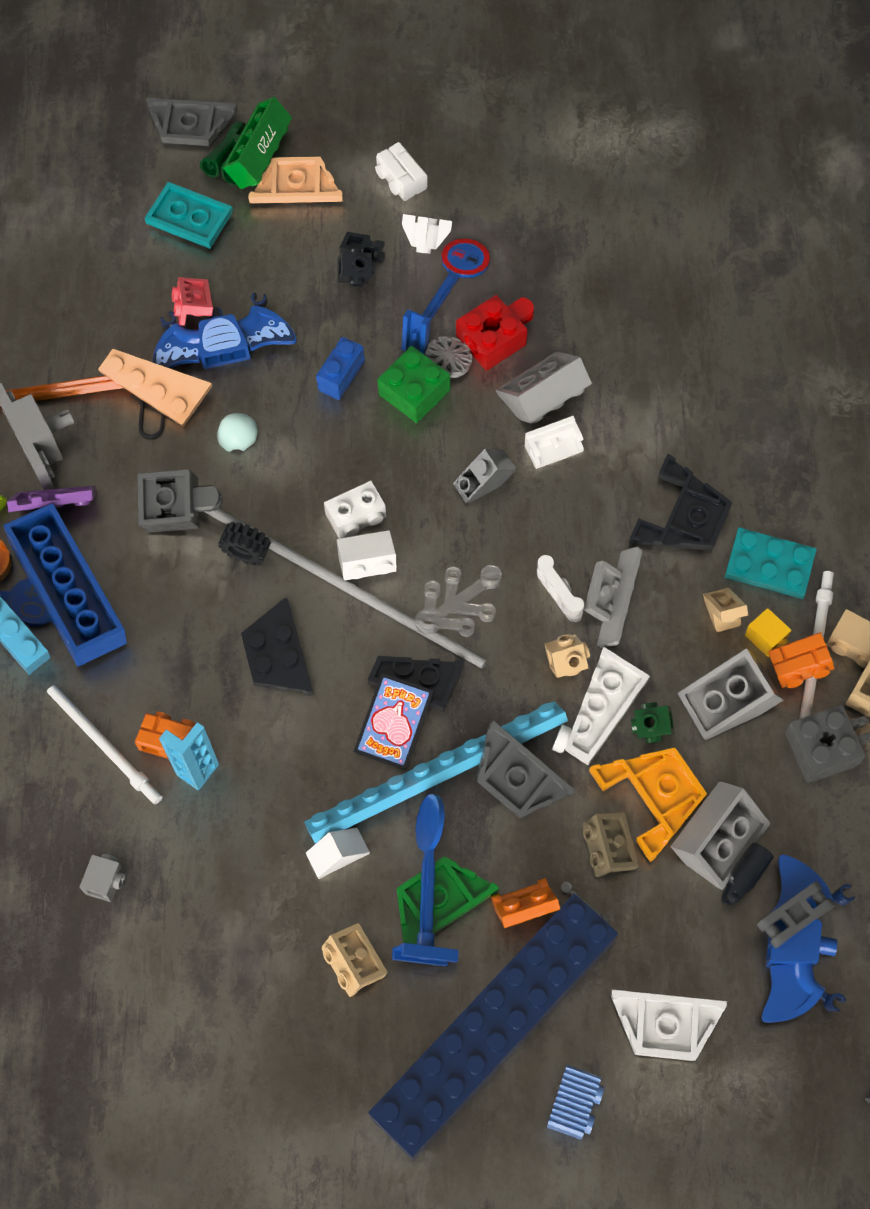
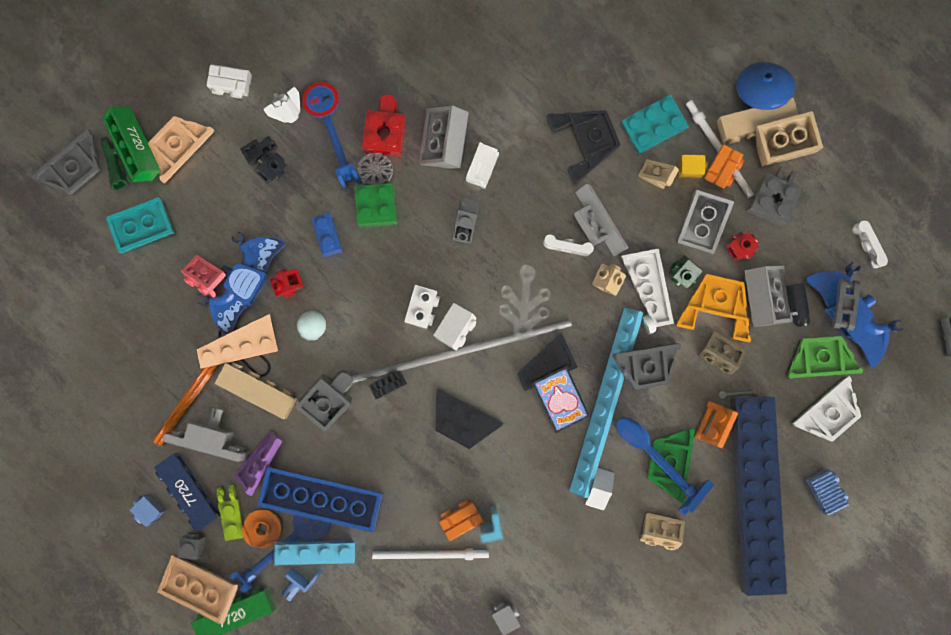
camera: 50 degrees left, 20 degrees up
(122, 437) = (255, 390): none -> tan brick
(256, 372) = (286, 283): none -> red brick
(717, 957) = (823, 358): none -> bright green wing
(742, 755) = (742, 246): none -> red brick

